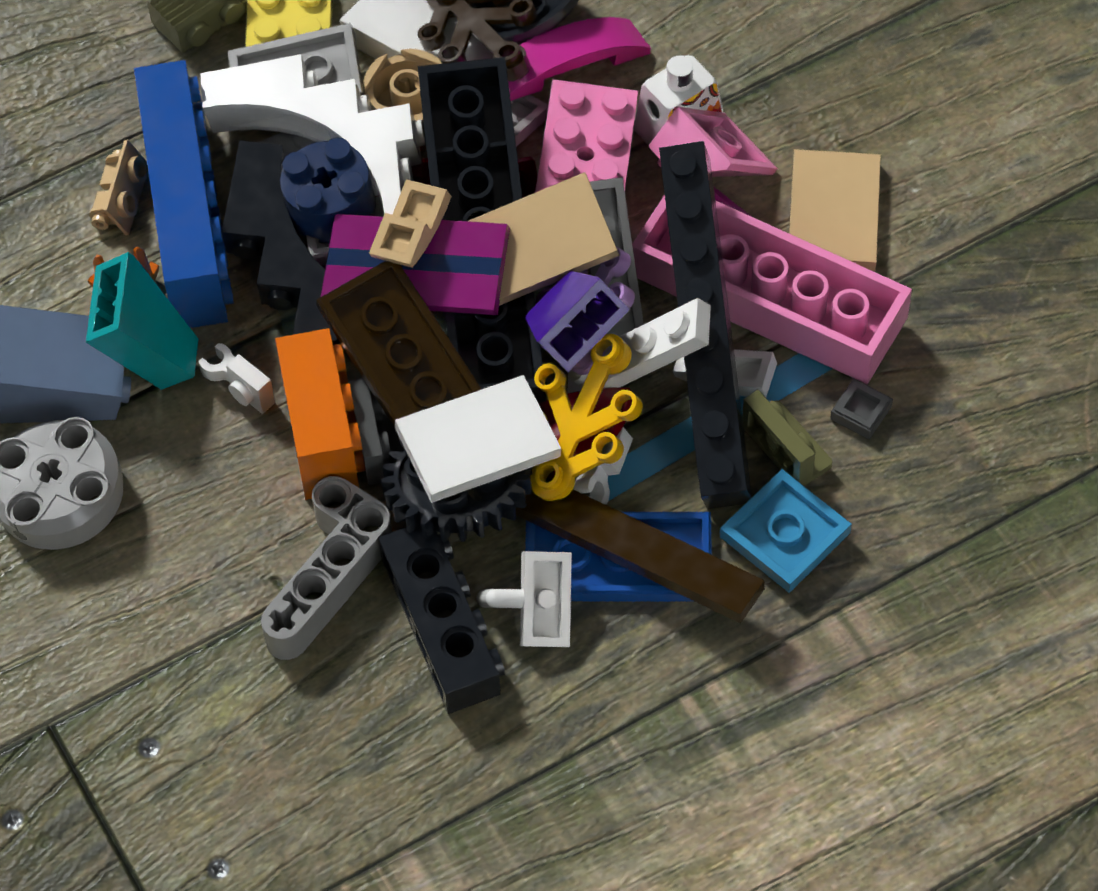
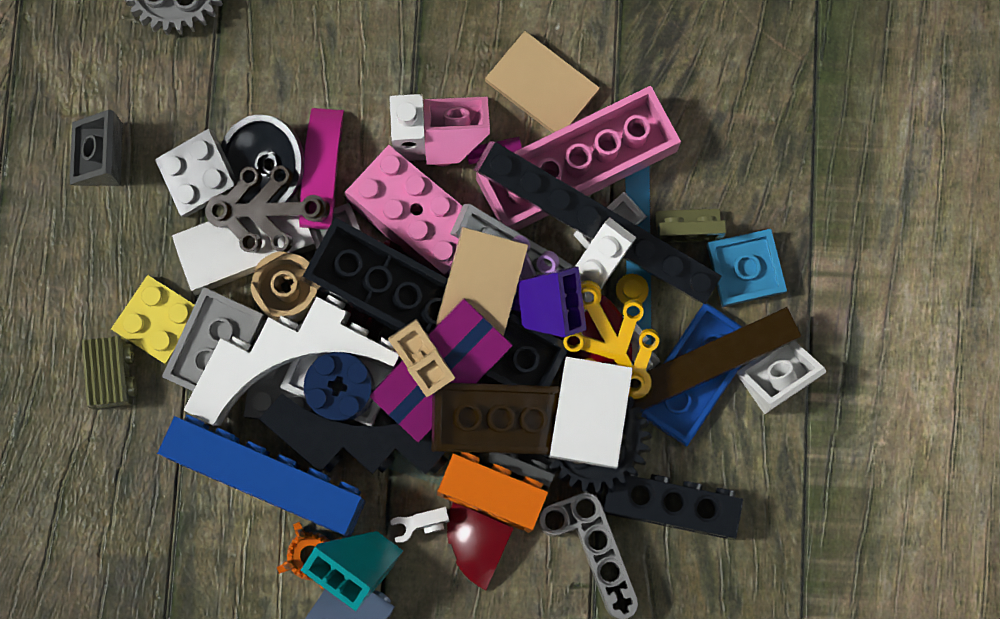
camera: 60 degrees left, 20 degrees up
(125, 178) = (232, 519): tan hinge -> none
(253, 450) = (476, 543): none -> dark red brick
(542, 599) = (705, 439): white plate -> none
(665, 430) = (632, 288): none -> yellow plate
(681, 644) = (780, 375): none -> white slope
(861, 409) = (690, 166): dark grey tile -> none

